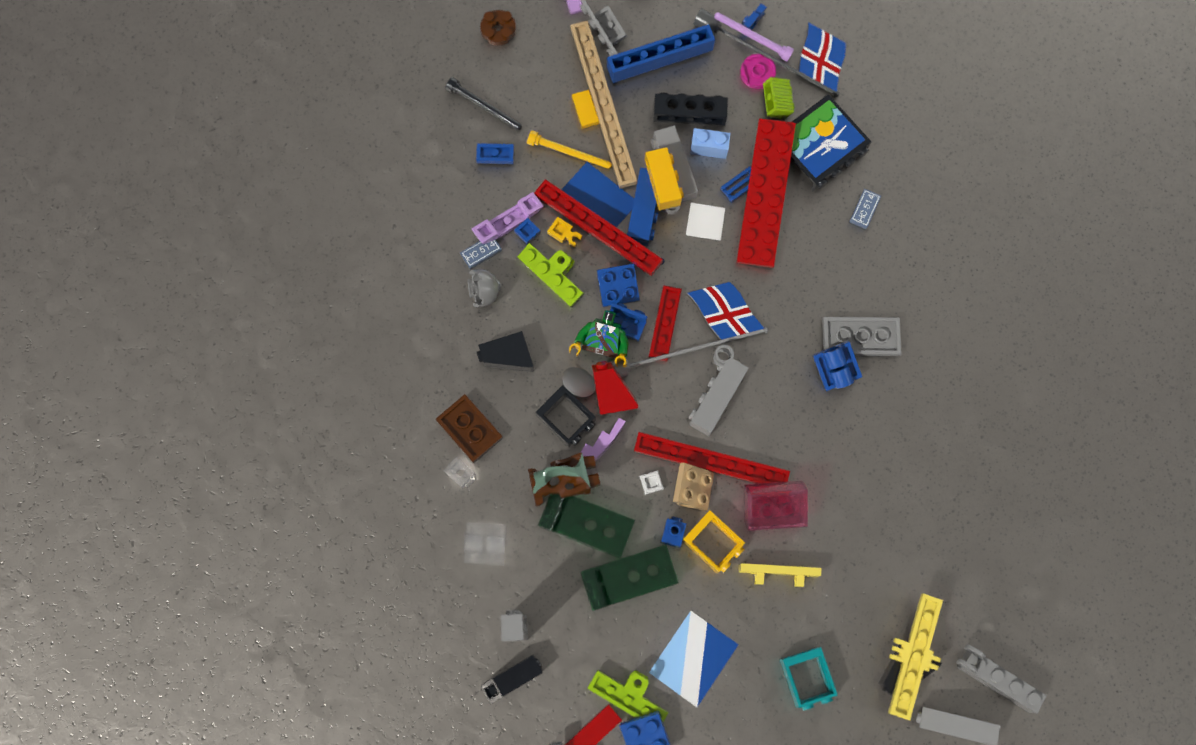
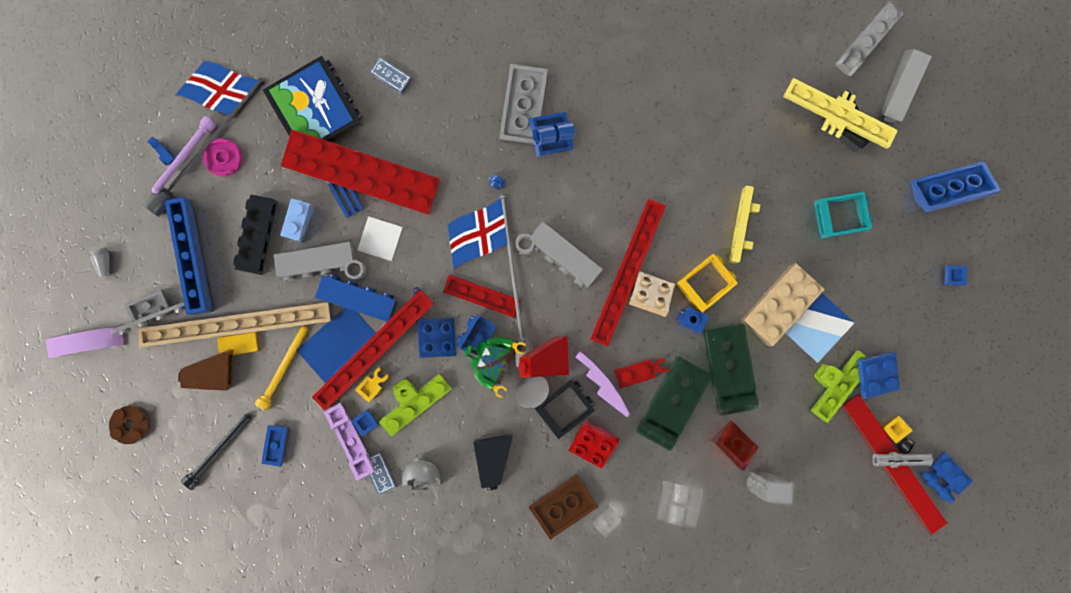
camera: 80 degrees left, 10 degrees up
(512, 678) = (810, 493): black slope -> none
(534, 448) = (593, 444): none -> red plate
(552, 593) = (735, 445): none -> clear red slope
(555, 87) = (209, 373): none -> reddish brown slope
(573, 474) = (629, 409): reddish brown hips -> none
(612, 485) = (638, 372): none -> red plate
(651, 482) = (640, 333): white tile -> none
(663, 178) = (332, 275): yellow brick -> none
(704, 623) = (782, 305): none -> tan brick
(775, 505) = (682, 218): clear pink brick -> none
(778, 98) = (257, 141): lime brick -> none
(779, 321) = (496, 182): none -> blue plate

